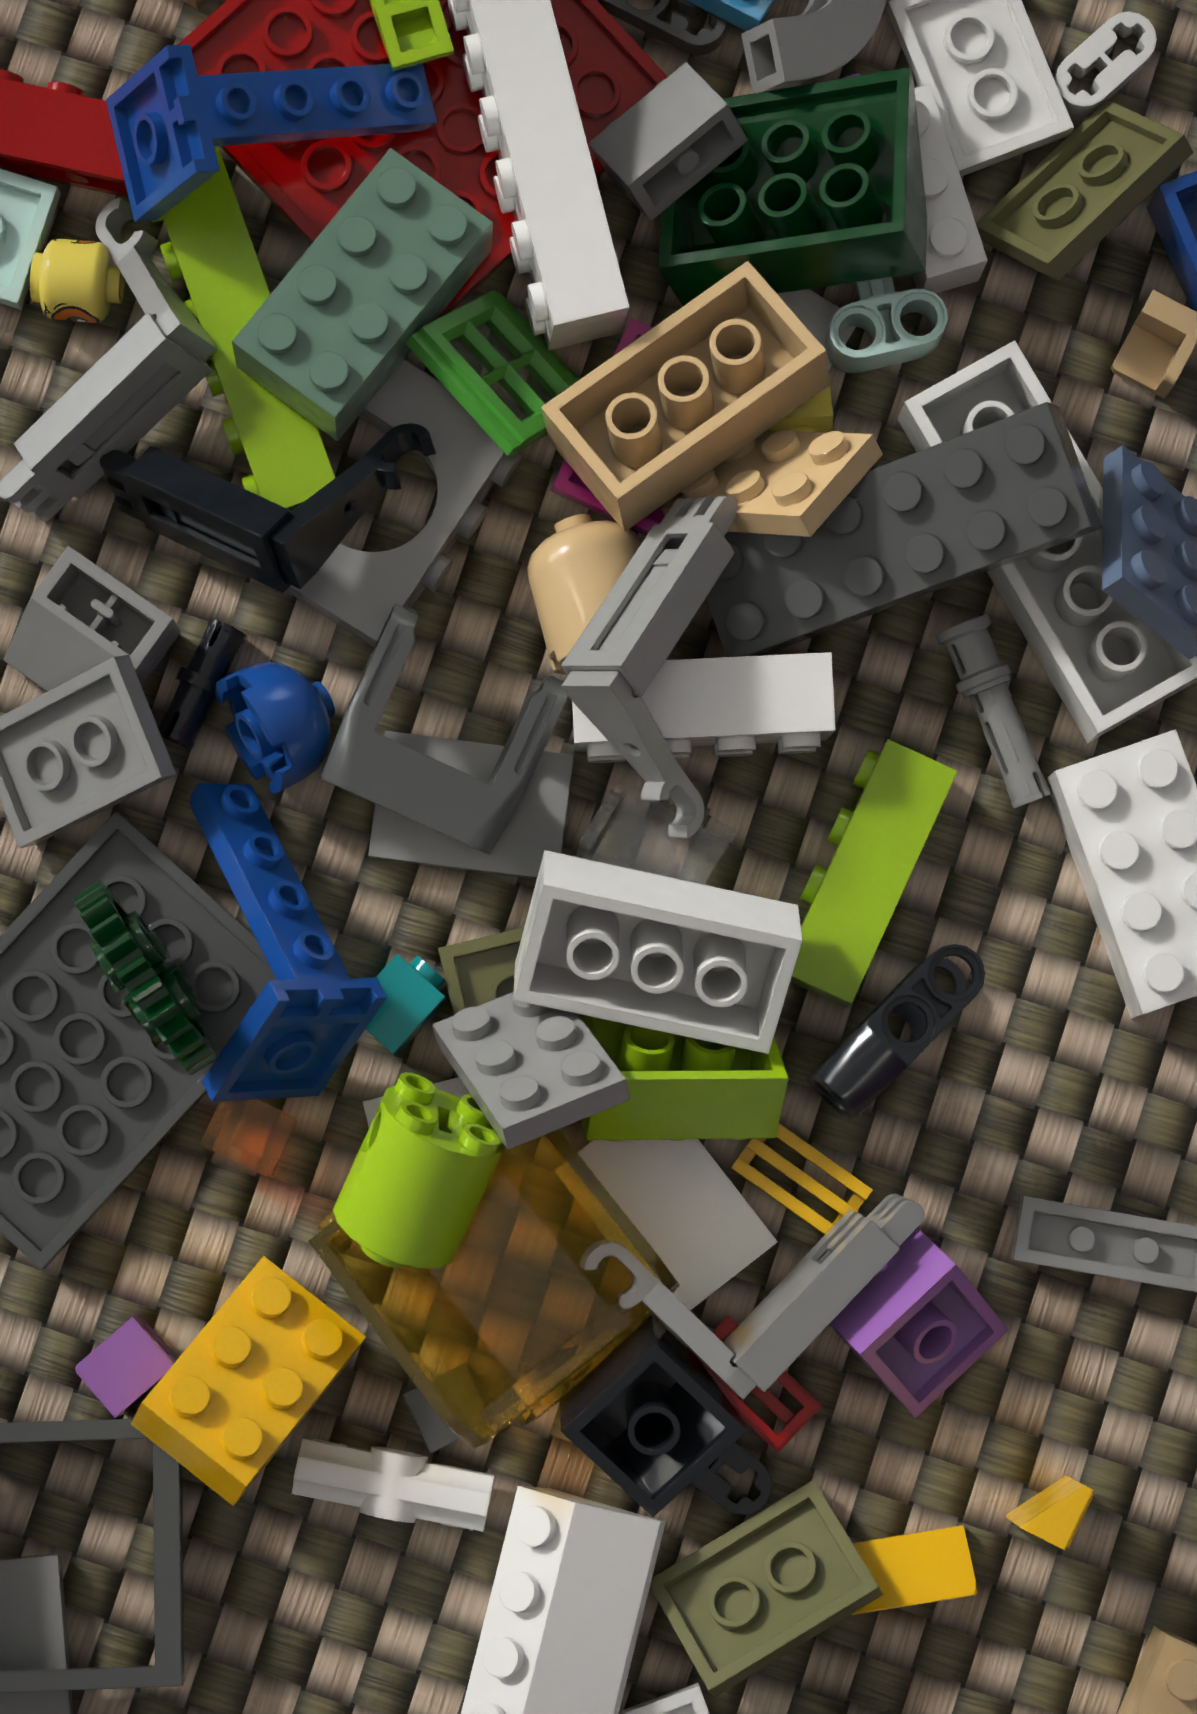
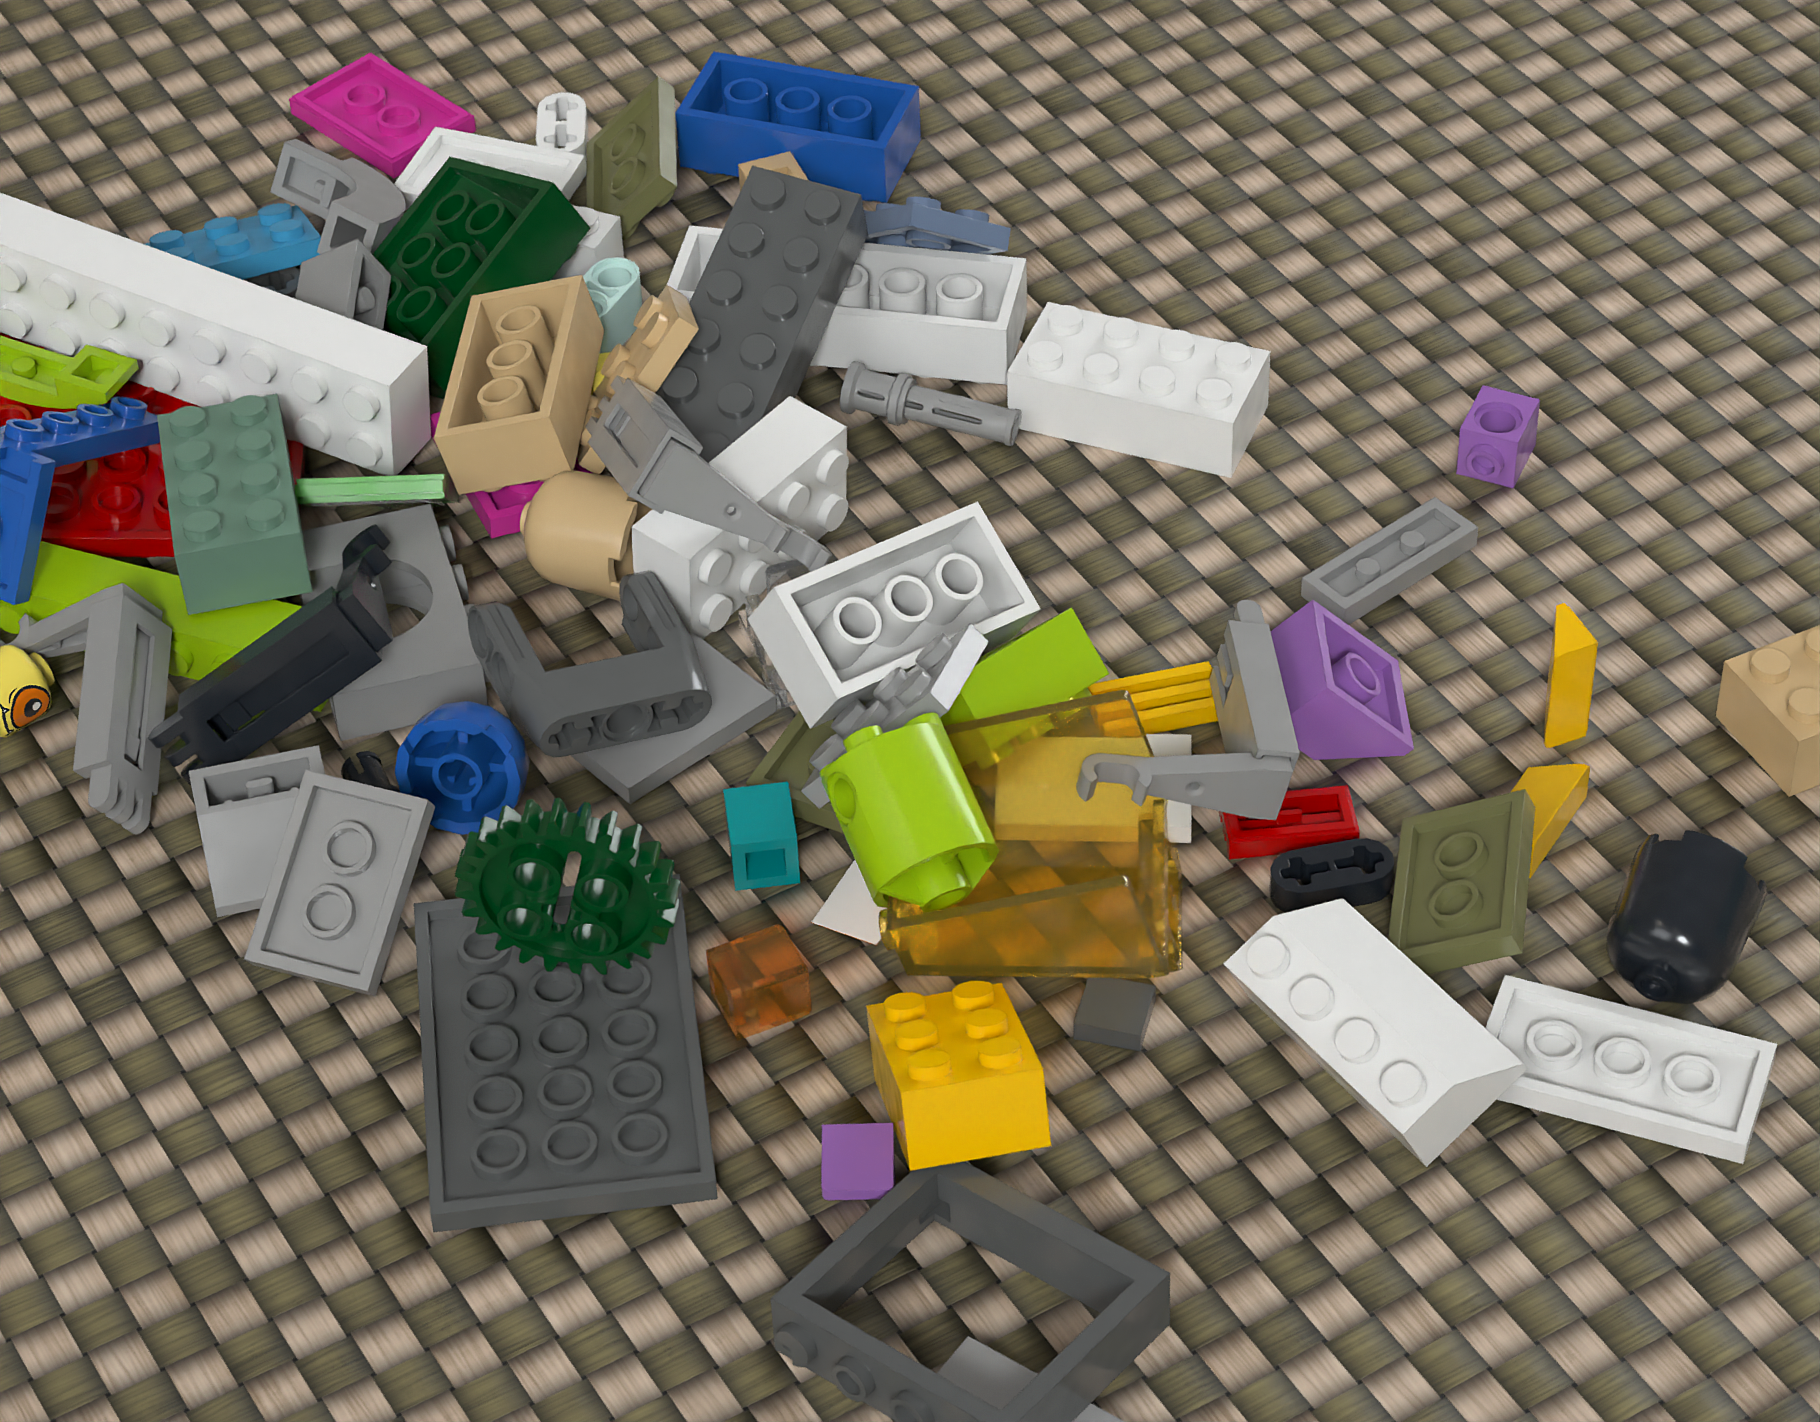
camera: 45 degrees left, 40 degrees down
(313, 1008) = (710, 839): blue bracket -> none
(392, 1484) = (1141, 1072): white piece -> none
(650, 1416) = (1247, 858): black slope -> none
(868, 869) = (937, 476): lime brick -> none
(871, 1054) = (1106, 545): black connector -> none

